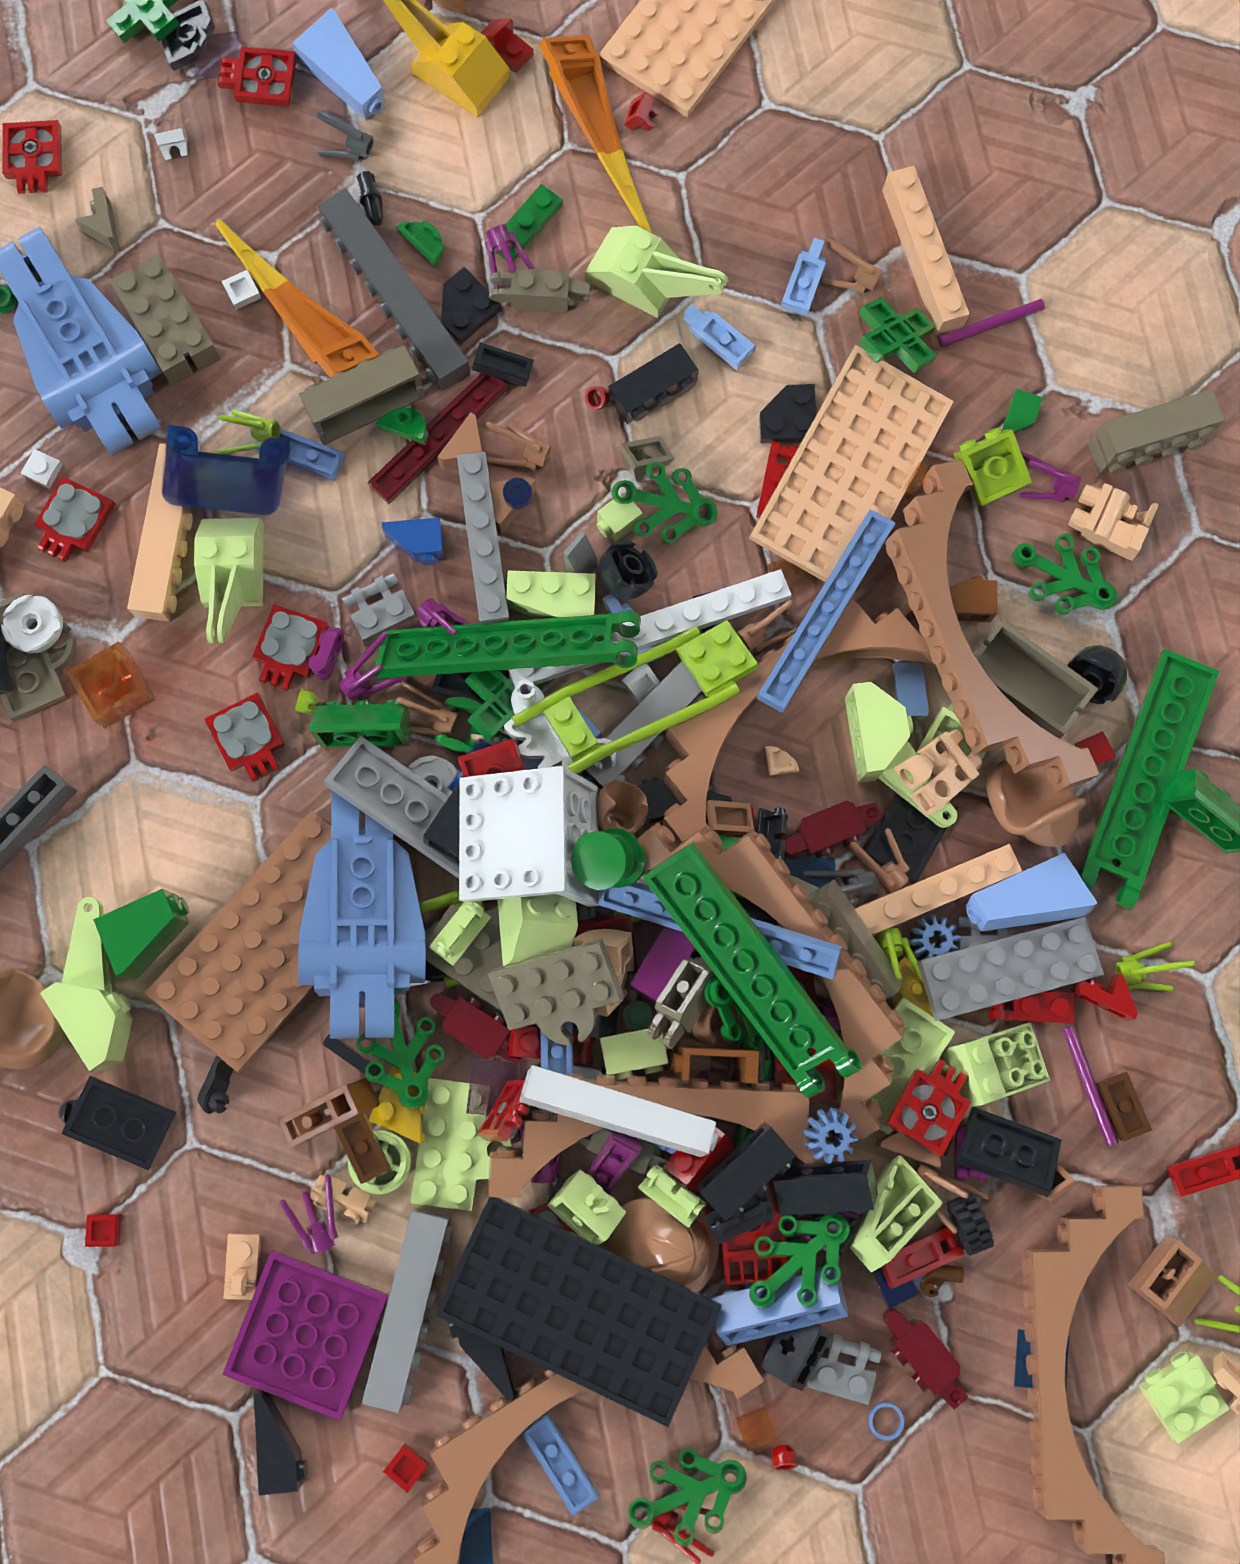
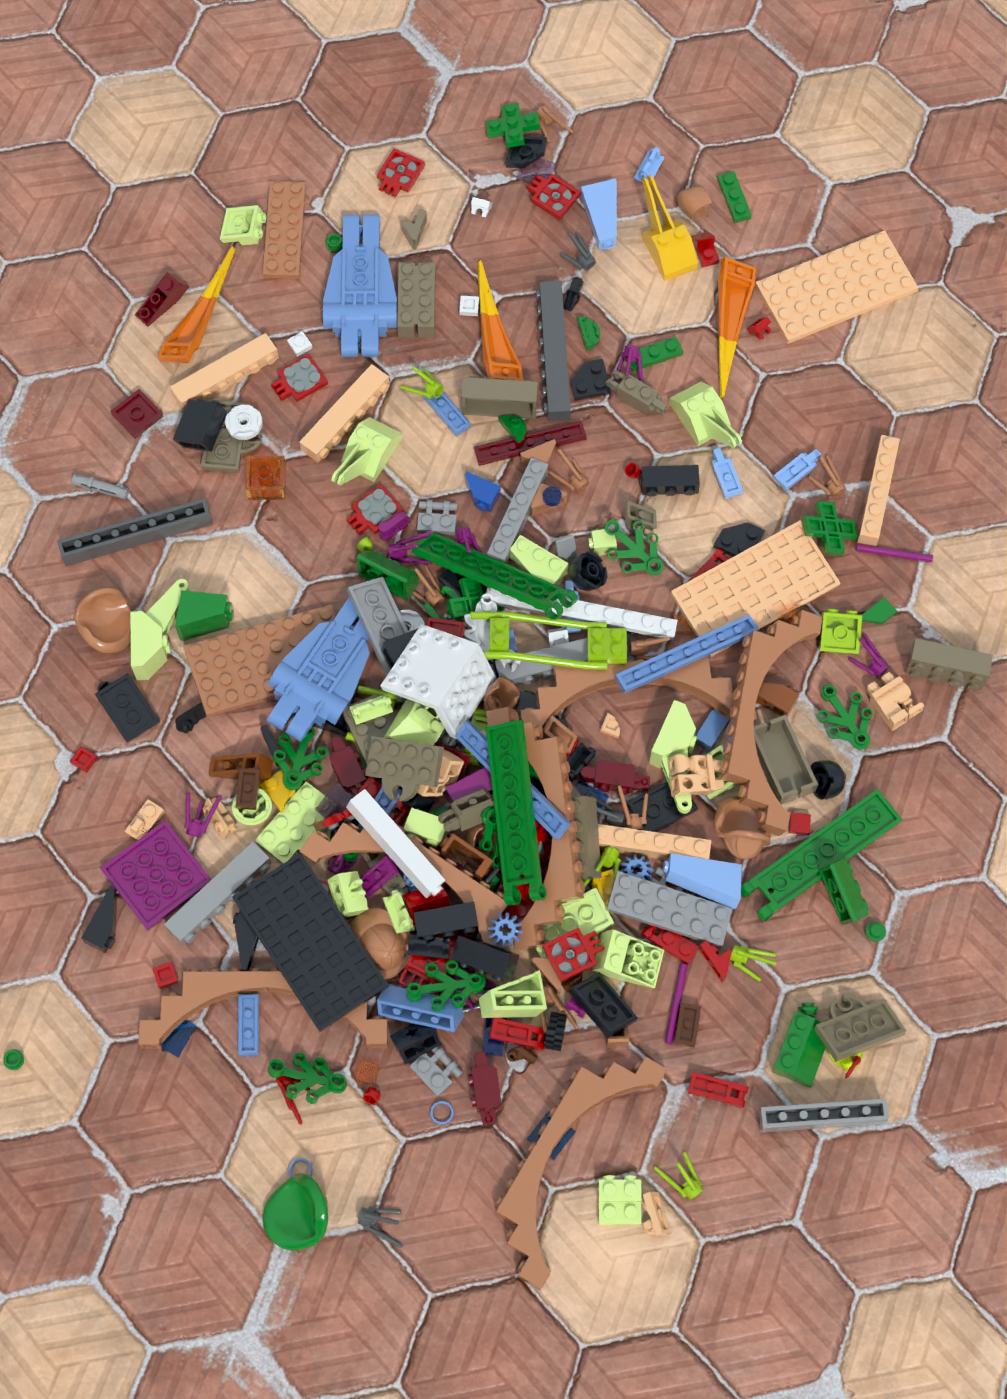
camera: 35 degrees right, 10 degrees down
(220, 479) = (393, 401): clear blue windscreen -> none
(246, 736) = (321, 546): piece -> none
(502, 364) = (590, 424): black tile -> none
(608, 859) = (473, 708): green hat -> none
(1173, 1279) = (654, 1134): nougat slope -> none

